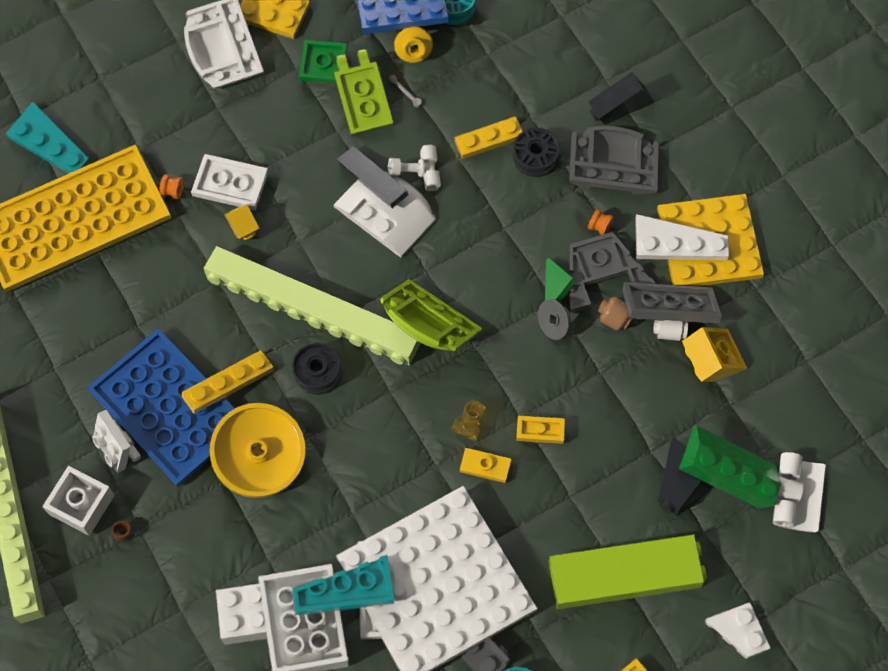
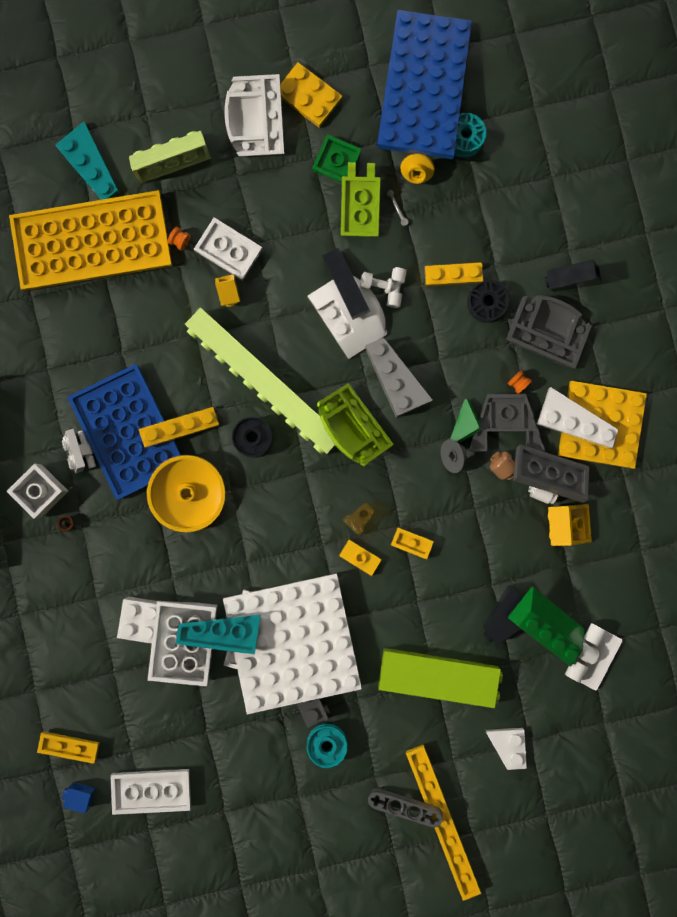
camera: 15 degrees right, 20 degrees up
(139, 108) = (169, 157): none -> yellowish green slope
(463, 260) = (395, 378): none -> light grey wedge

